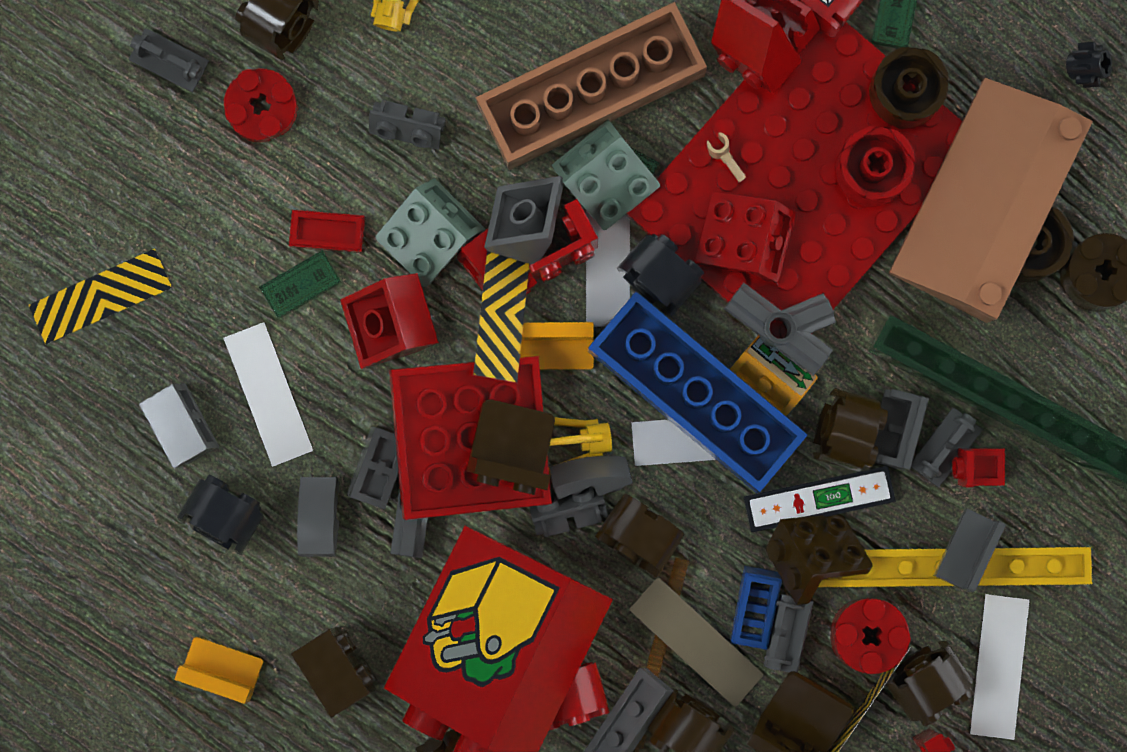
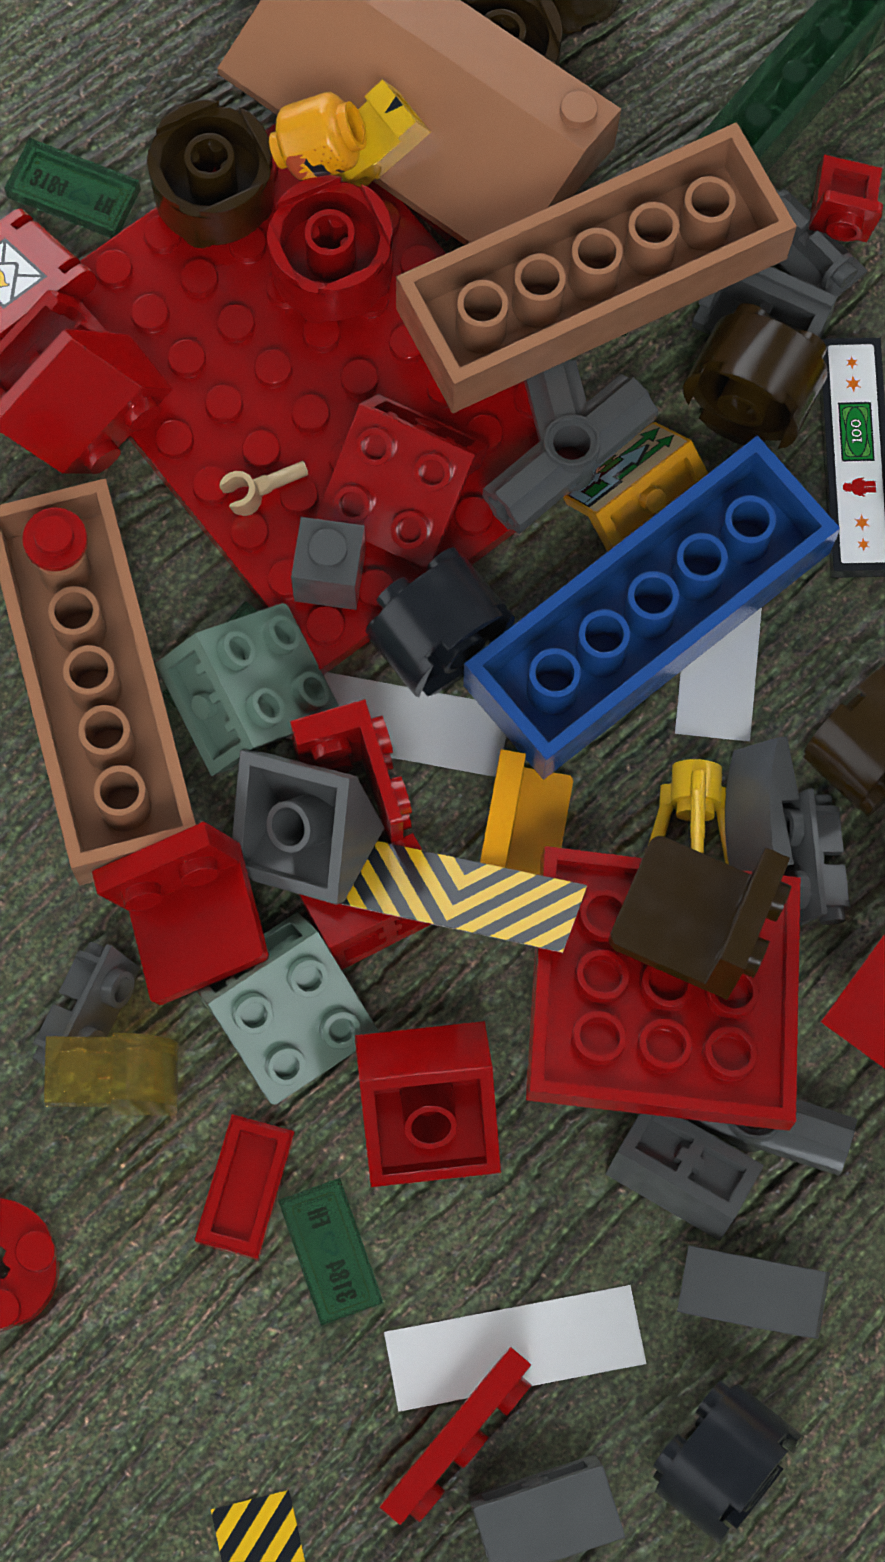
camera: 85 degrees left, 10 degrees down
(210, 371) = (458, 1439): none -> red plate
(369, 146) = (120, 1072): none -> clear yellow brick
(468, 168) = (187, 910): none -> red bracket
(661, 46) = (55, 539): none -> red plate
(682, 203) = (328, 563): none -> dark grey brick
(884, 319) = (594, 267): none -> nougat brick
(936, 143) = (318, 136): none -> light orange head
(948, 175) = (390, 134): none -> yellow leg

